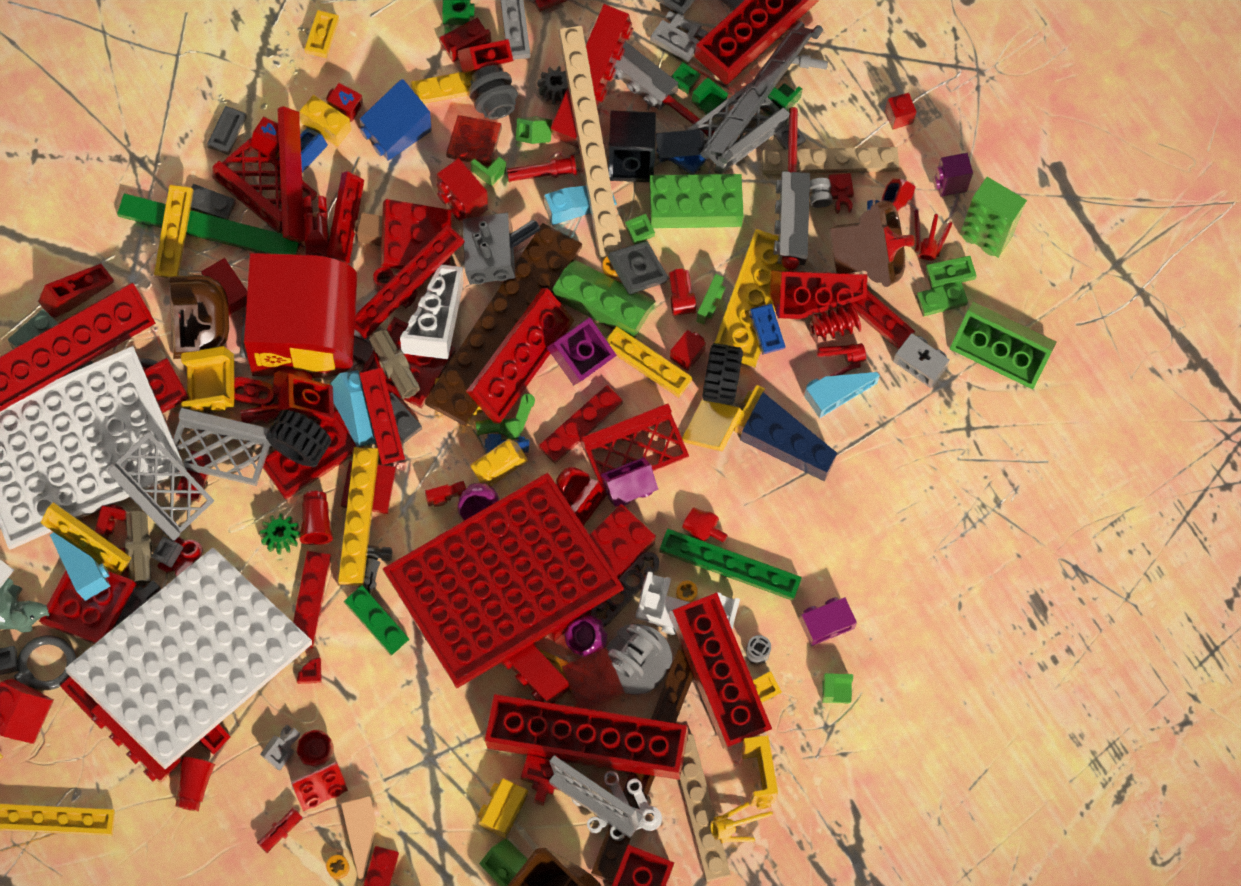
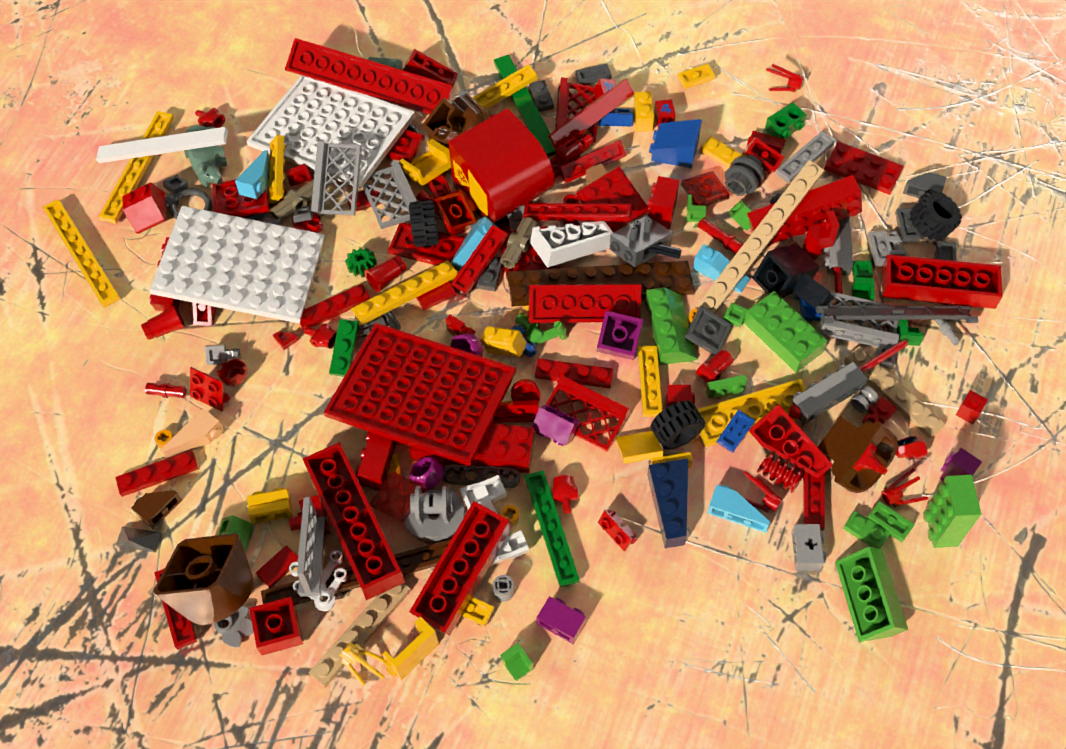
camera: 60 degrees right, 10 degrees down
(341, 632) = (322, 337): none -> red piece
(574, 840) = (277, 567): none -> red tile
(628, 83) = (821, 235): none -> red plate
(786, 508) = (612, 525): none -> red hinge

